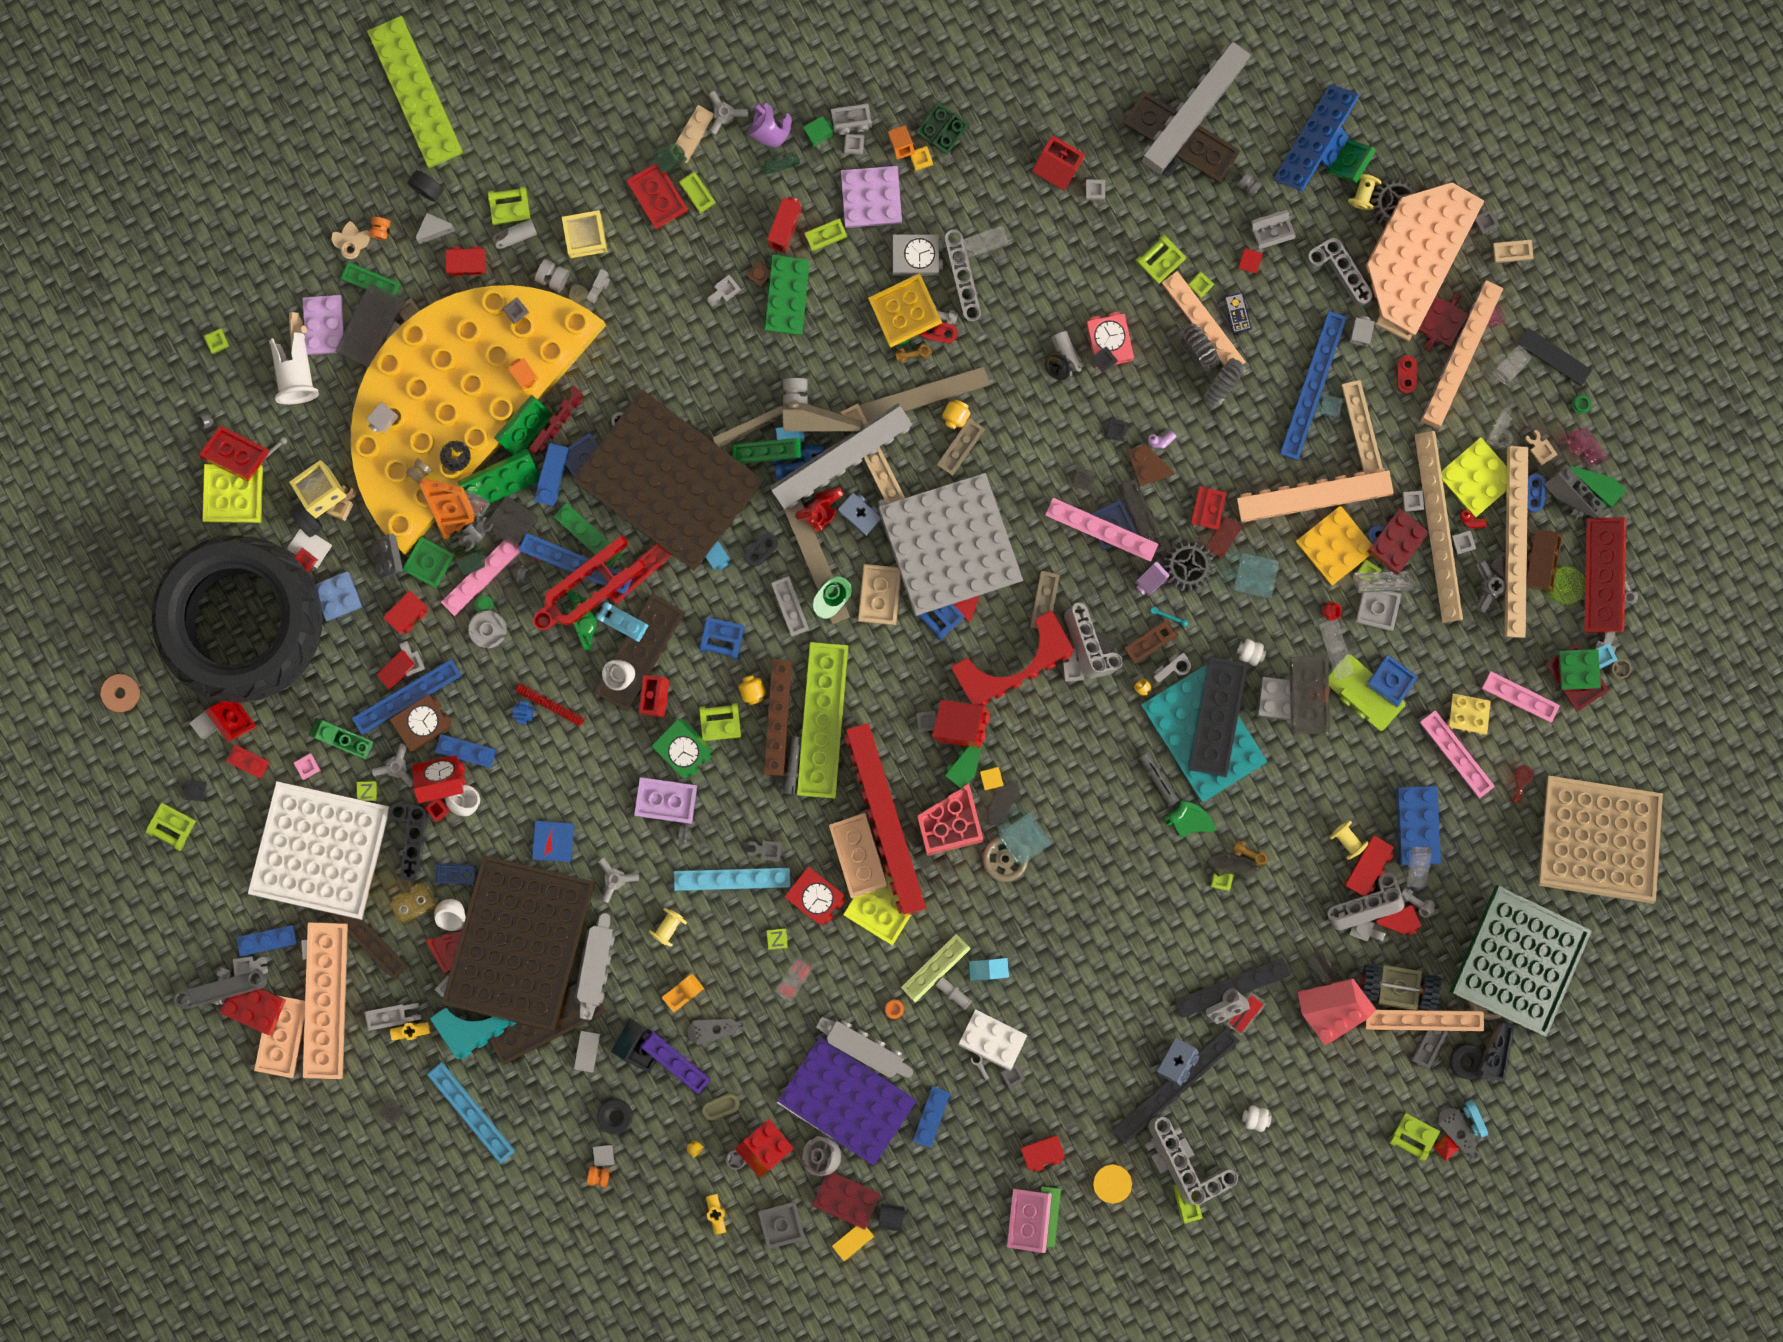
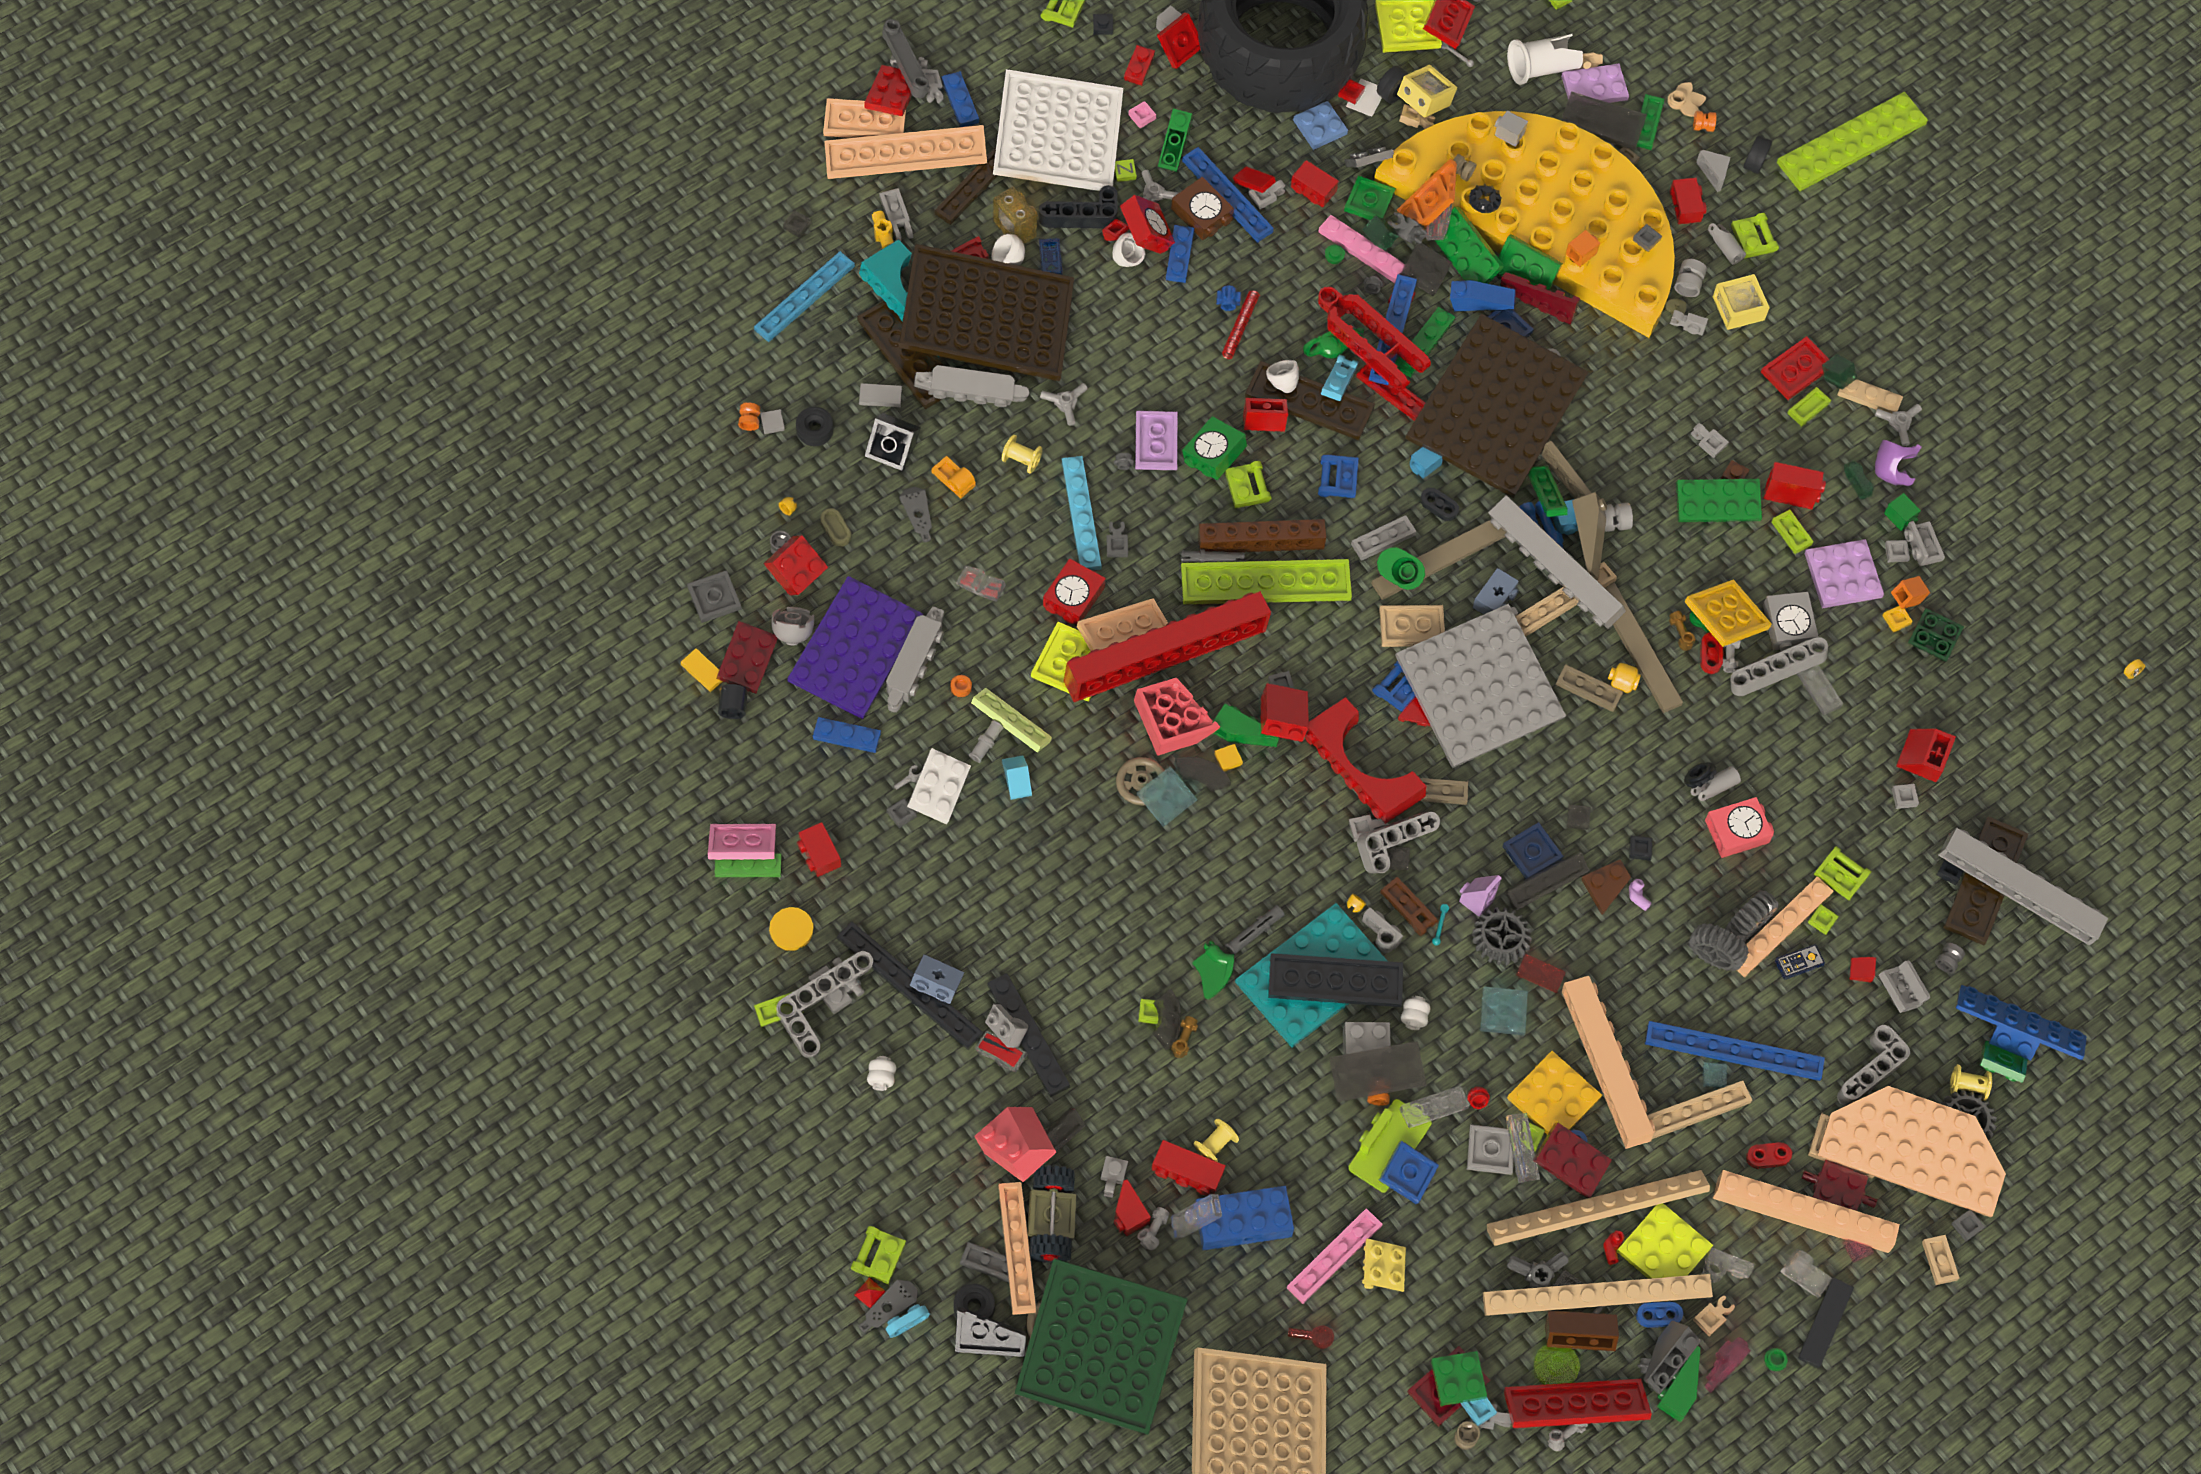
camera: 80 degrees right, 20 degrees down
(487, 629) = (1310, 259): light grey tile -> none
(553, 841) = (1097, 342): blue tile -> none
(675, 1062) = (878, 473): dark purple tile -> none
(718, 1224) = (727, 528): yellow axle -> none
(752, 690) = (1287, 508): yellow head -> none
(777, 939) = (1022, 562): lime tile -> none
(819, 511) = (1495, 551): red hair -> none
(1101, 529) = (1525, 837): bright pink plate -> none
(1104, 359) = (1717, 815): black plate -> none
(1208, 508) = (1571, 951): red plate -> none
(1344, 915) = (1142, 1172): light grey beam -> none
(1362, 331) = (1808, 1097): light grey brick -> none
(1413, 501) = (1623, 1175): light grey plate -> none
(1463, 542) = (1585, 1238): light grey plate -> none
(1520, 697) = (1414, 1322): bright pink plate -> none

